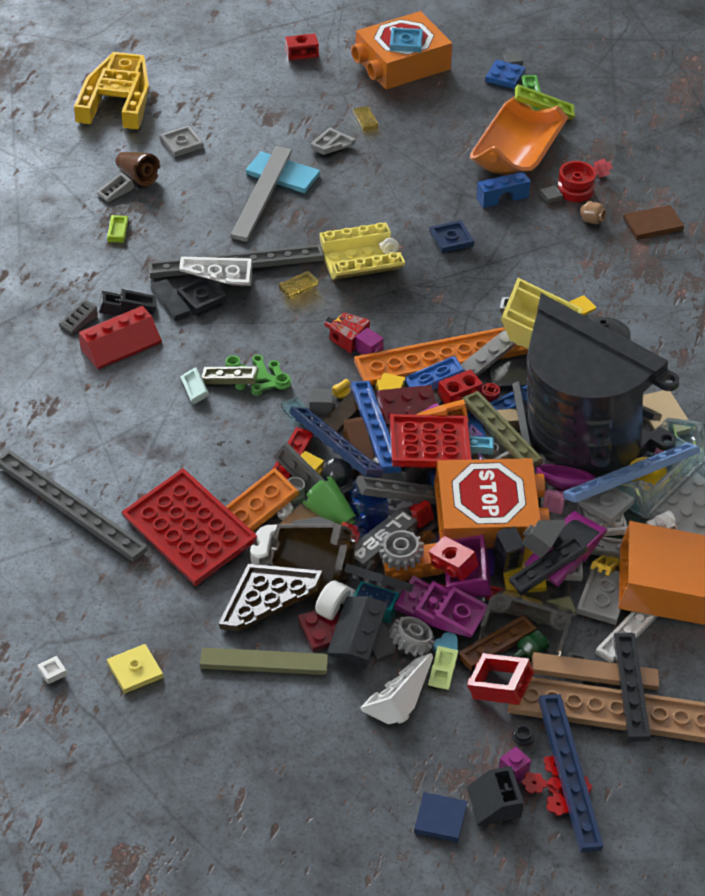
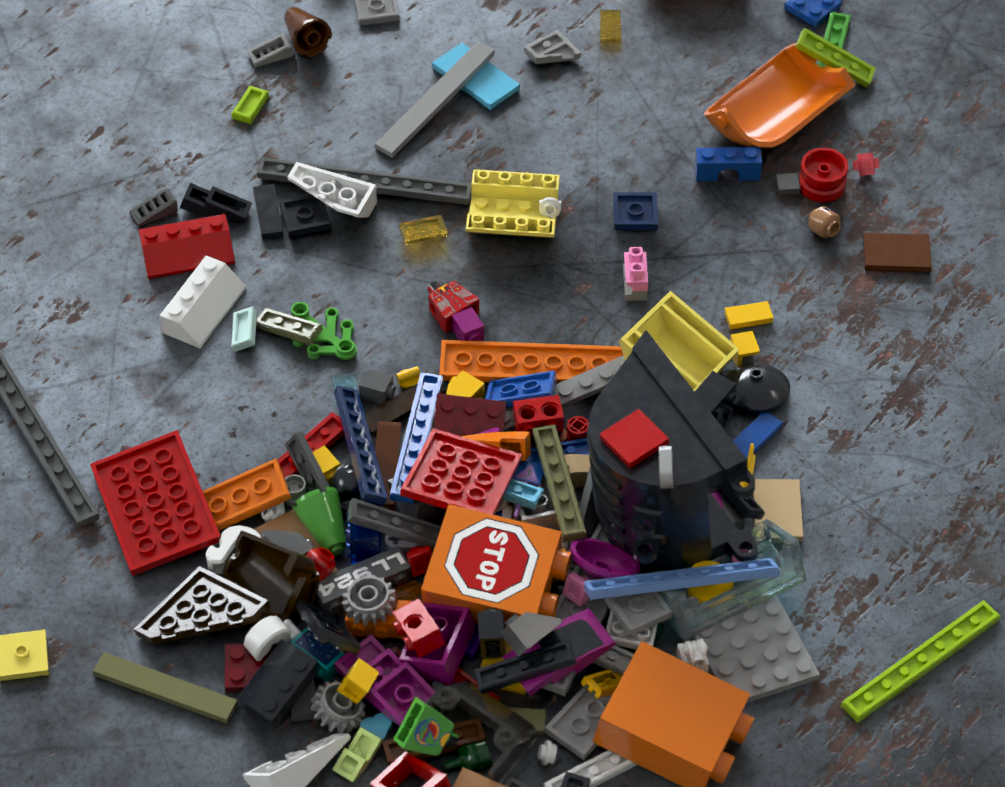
camera: 20 degrees right, 5 degrees up
(152, 375) = (201, 302): none -> white slope
(422, 611) = (358, 681): none -> yellow panel
(476, 278) = (635, 274): none -> bright pink hips
(494, 630) = (425, 730): none -> bright green torso
(571, 287) = (748, 315): none -> yellow tile
(574, 368) = (634, 438): none -> red tile
(588, 626) = (547, 752): none -> white plate
(612, 380) = (666, 467): none -> light grey beam

